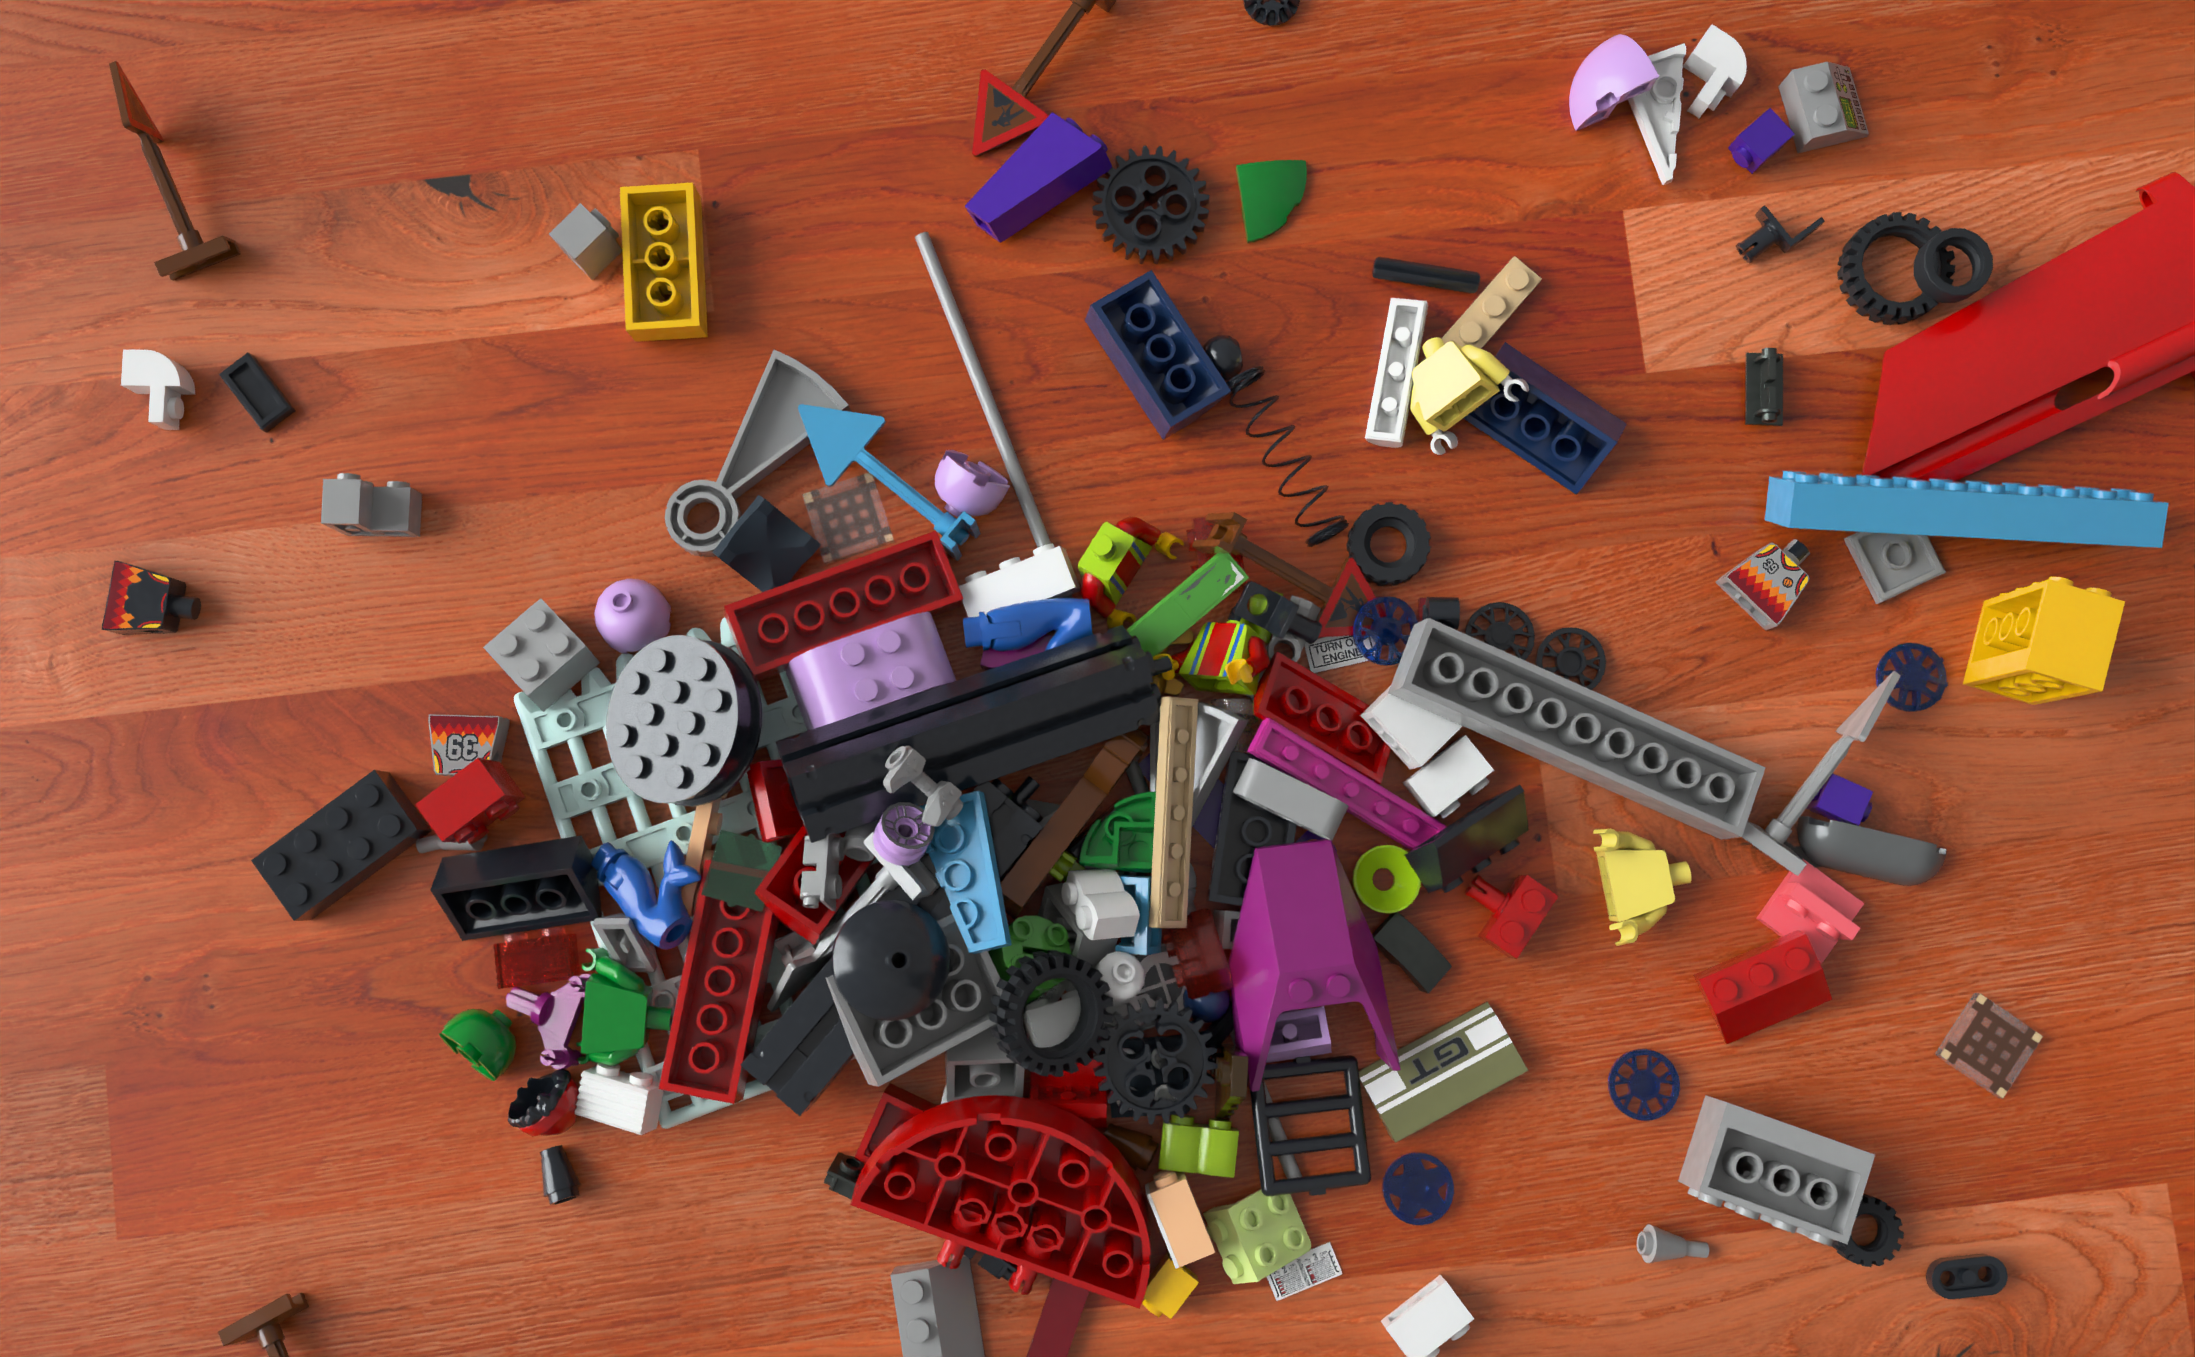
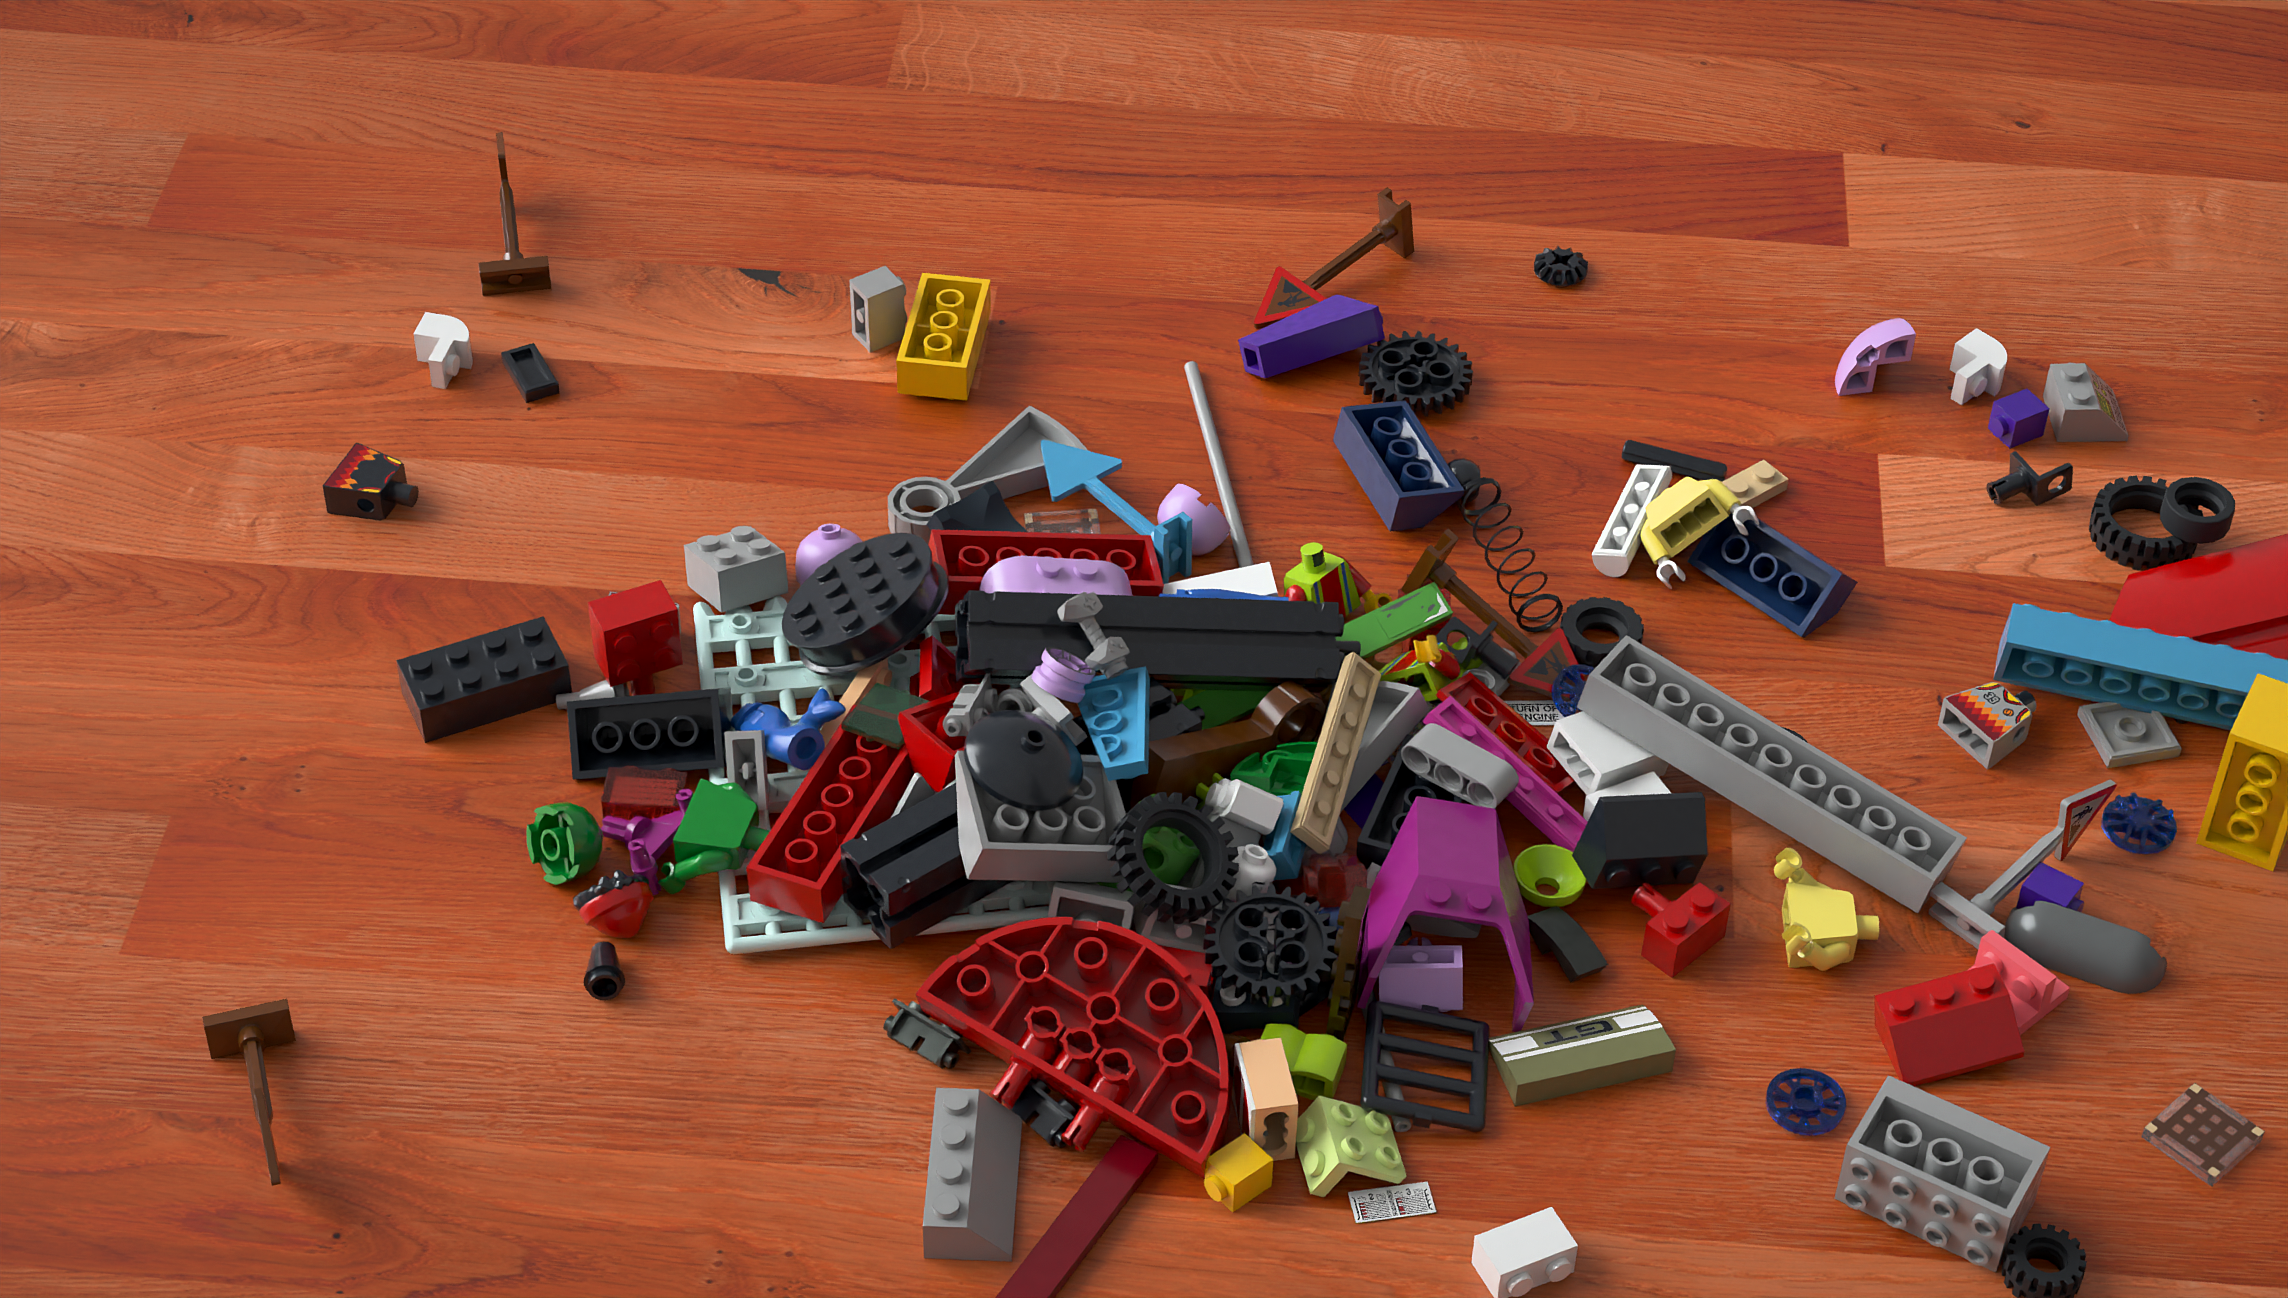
camera: 10 degrees right, 40 degrees down
(365, 510) = (604, 454): light grey brick -> none
(619, 1098) = (694, 908): white brick -> none
(1269, 194) = (1531, 386): green brick -> none
(1418, 1188) = (1535, 1149): clear blue wheel -> none
(1660, 110) = (1921, 383): white wing -> none
(1660, 1245) = (1808, 1239): light grey cone -> none
(1764, 388) = (2003, 583): pearl dark grey hinge -> none

